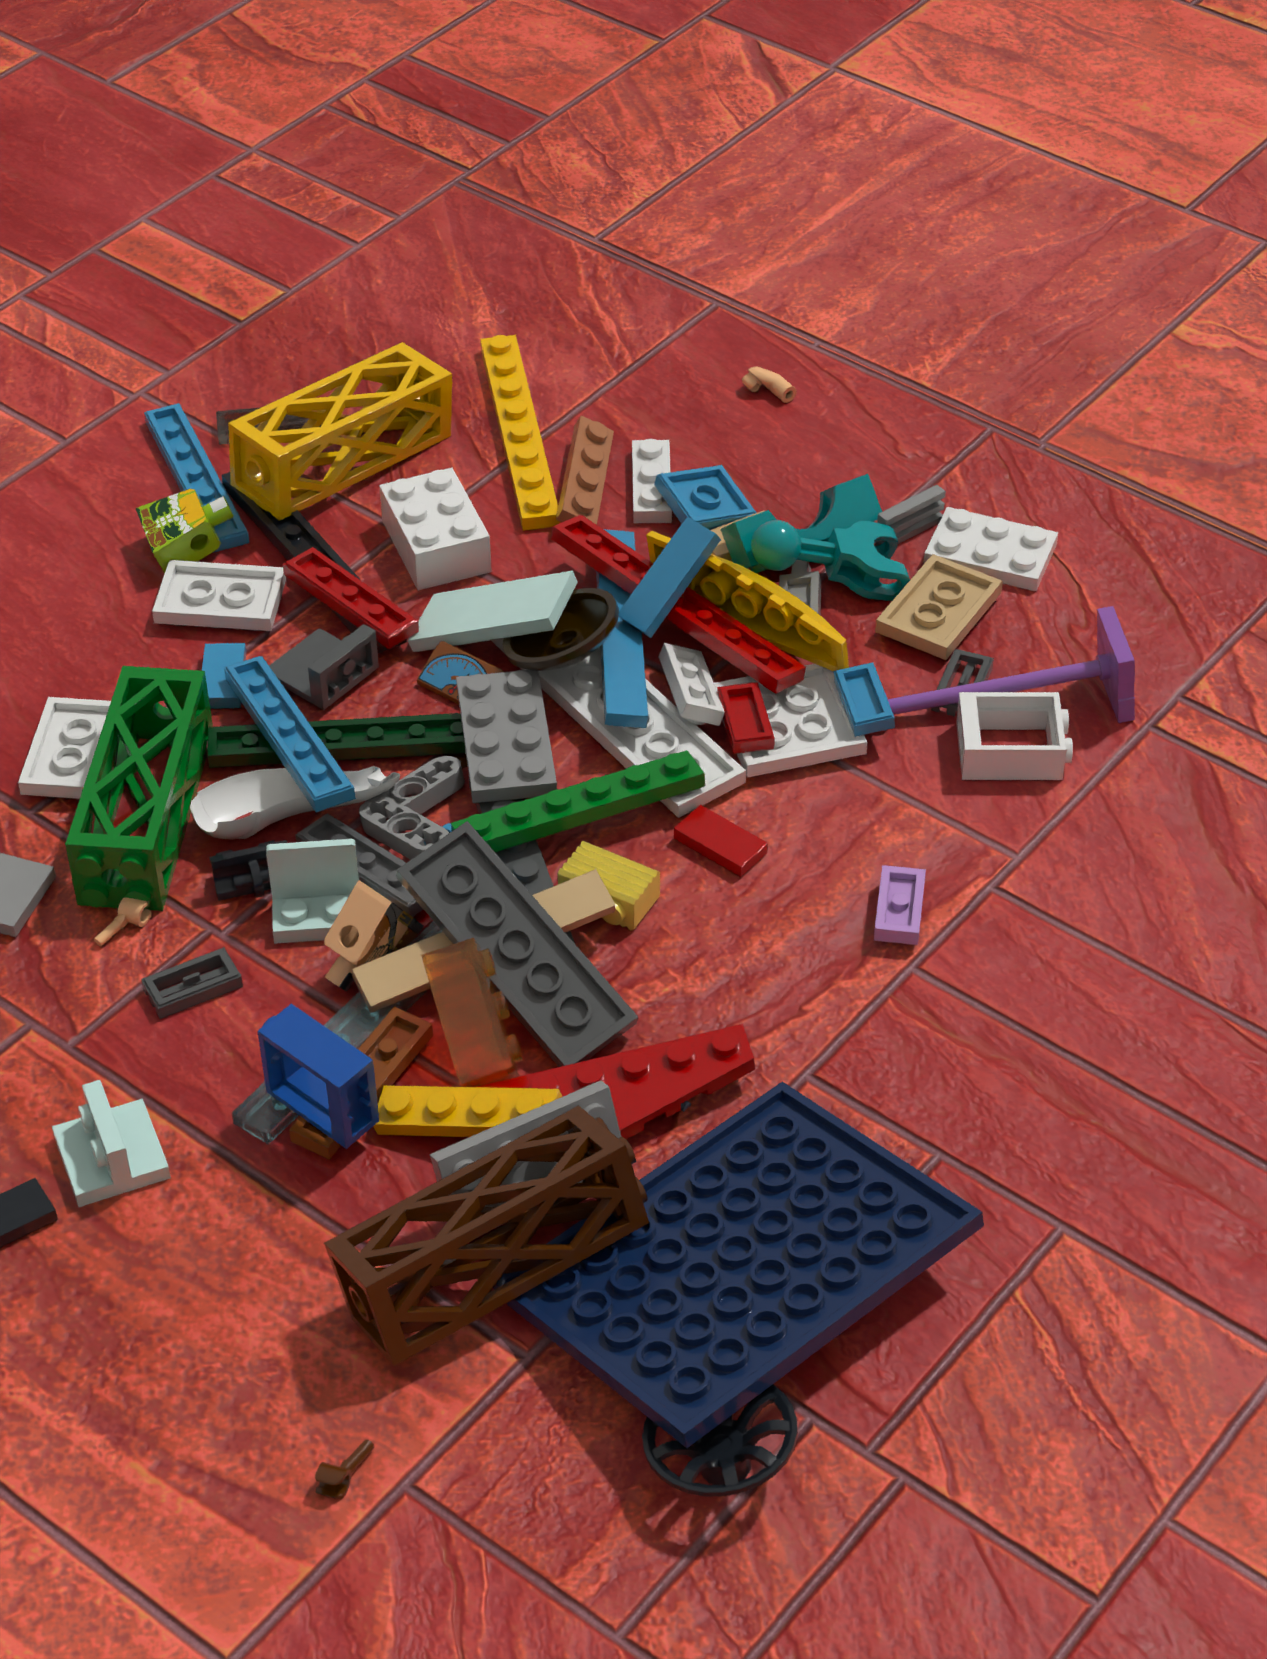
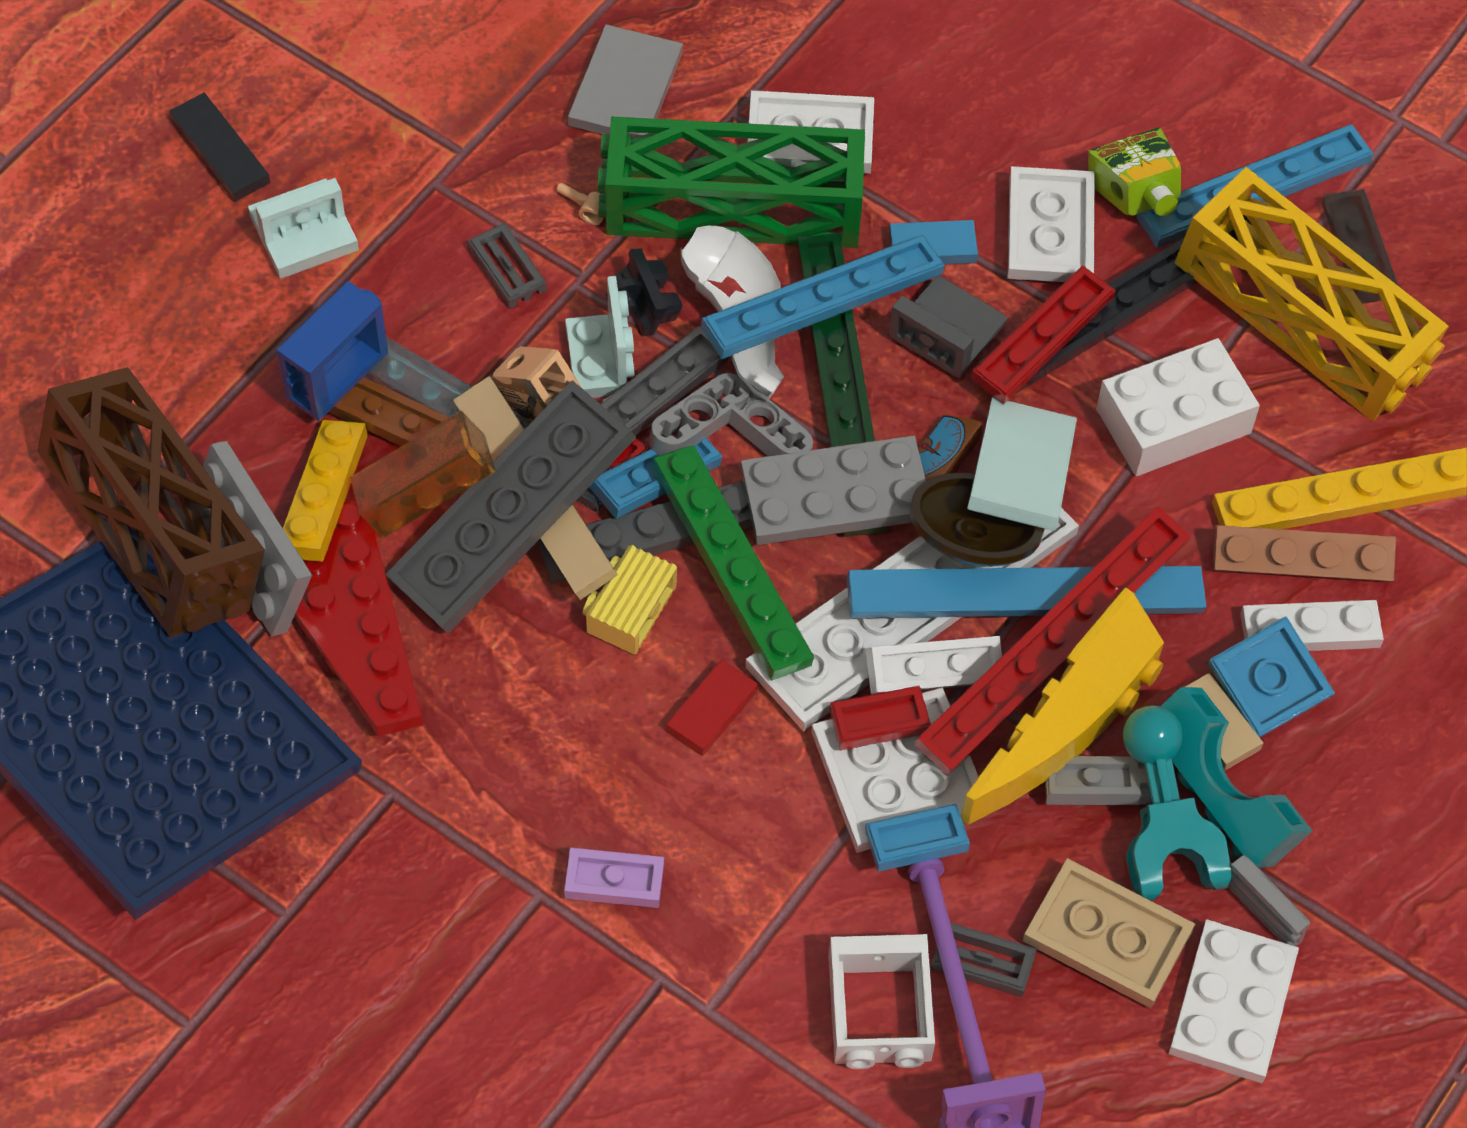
camera: 85 degrees right, 15 degrees up
(669, 577) = (1058, 614): dark azure tile -> none

